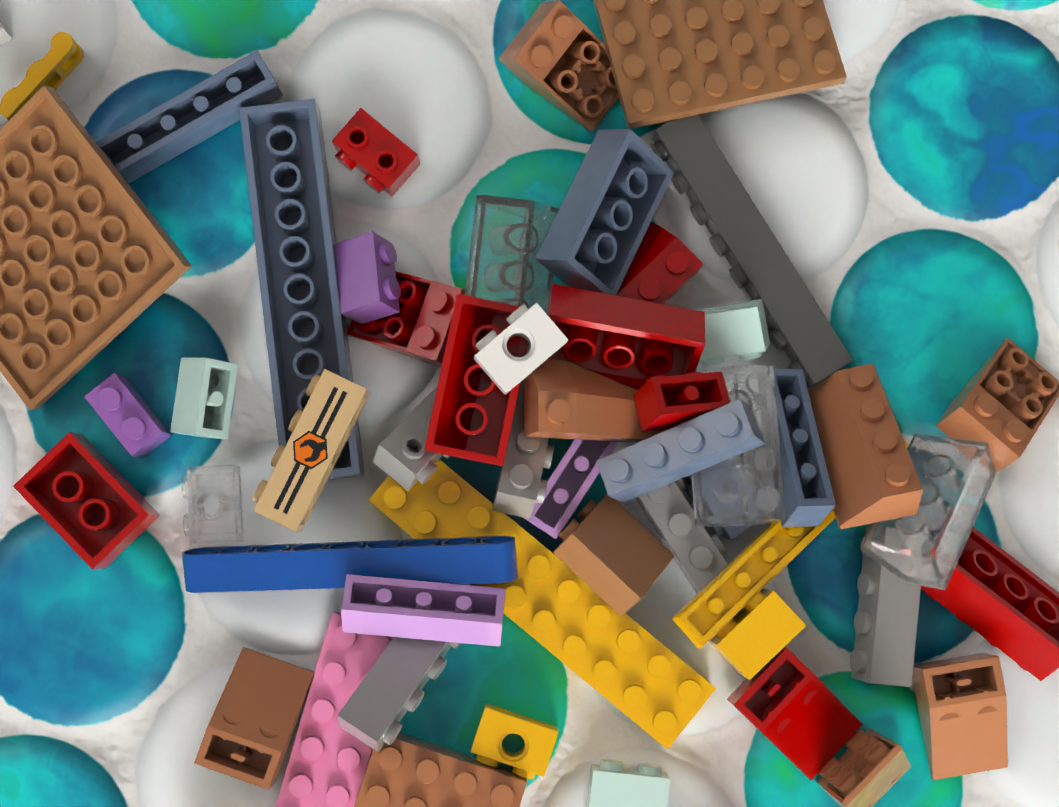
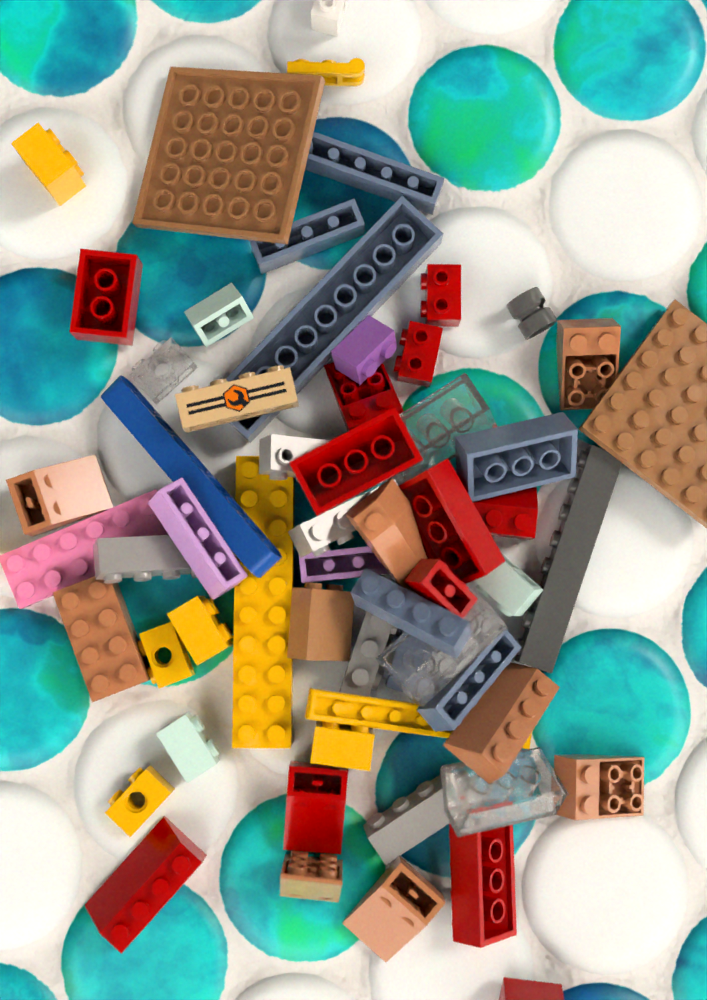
camera: 50 degrees right, 0 degrees up
(128, 415) = (173, 280): medium lavender brick -> none
(202, 235) = (311, 236): none -> sand blue brick
(417, 226) = (419, 353): none -> red brick
(469, 78) = (531, 312): none -> dark grey wheel
(519, 682) = (201, 629): none -> yellow brick
(543, 341) = (411, 468): white brick -> none

